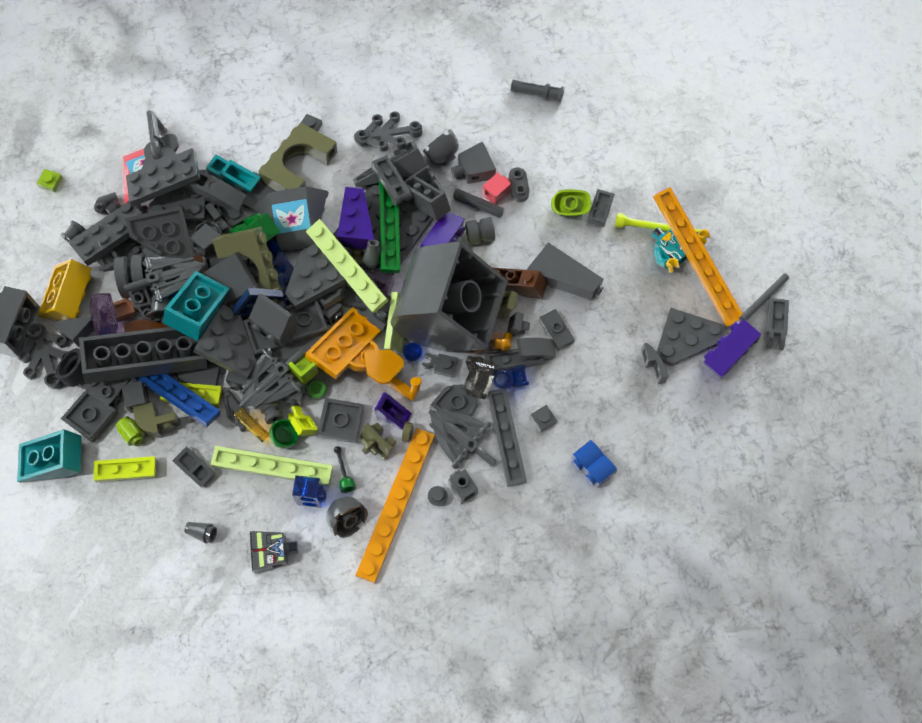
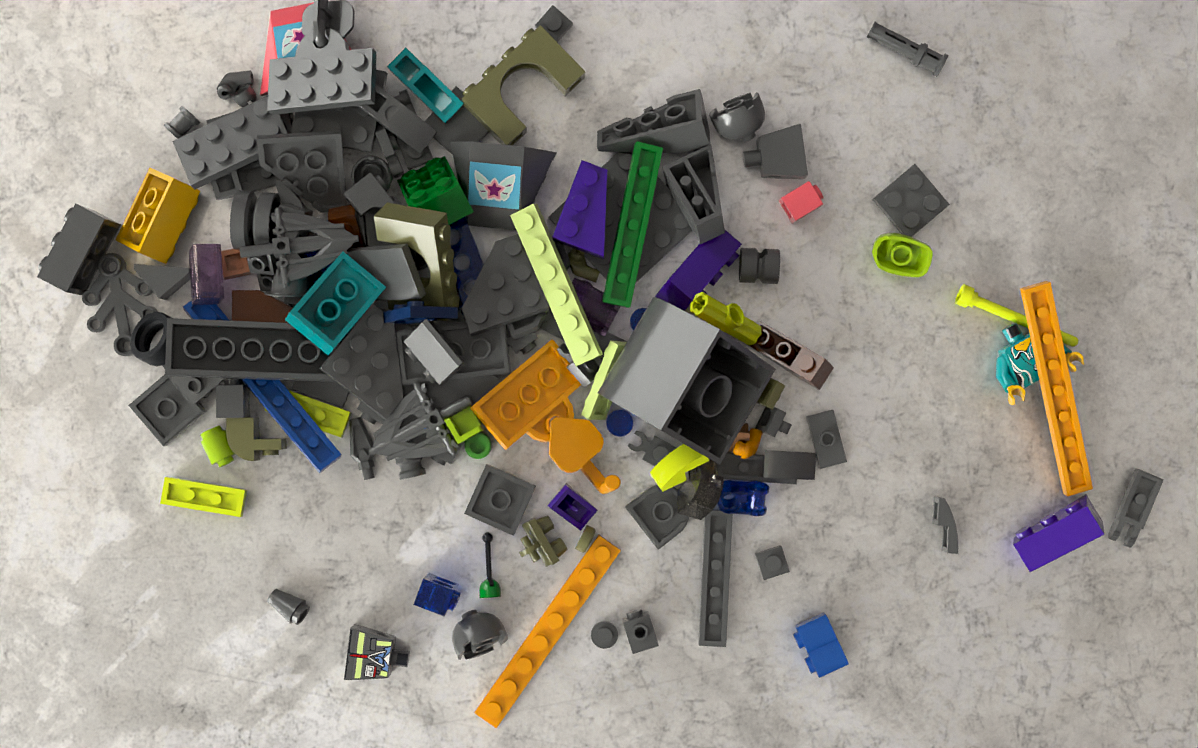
camera: 15 degrees right, 20 degrees up
(49, 180) = (159, 26): lime plate -> none
(50, 457) = (107, 457): teal slope -> none
(193, 466) = (294, 514): dark grey slope -> none
(251, 424) = (380, 478): clear yellow pin -> none
(269, 465) = (396, 540): yellowish green plate -> none
(283, 434) = (420, 502): green hair -> none
(302, 423) = (447, 494): neon yellow plate -> none
(367, 136) = (662, 67): dark grey plant -> none
(372, 255) = (595, 274): dark grey cone -> none
(391, 180) = (650, 163): dark grey plate -> none
(444, 422) = (638, 538): dark grey bar -> none
(456, 367) = (672, 468): none -> neon yellow slope
(478, 203) = (769, 216): dark grey axle -> none
(519, 183) = (835, 199): dark grey plate -> none
(566, 273) = (861, 360): dark grey slope -> none
(567, 173) = (911, 201): none -> dark grey plate
(600, 208) = (943, 268): dark grey plate -> none
(687, 336) = (1003, 494): dark grey plate -> none
(764, 297) = (1130, 466): dark grey bar -> none

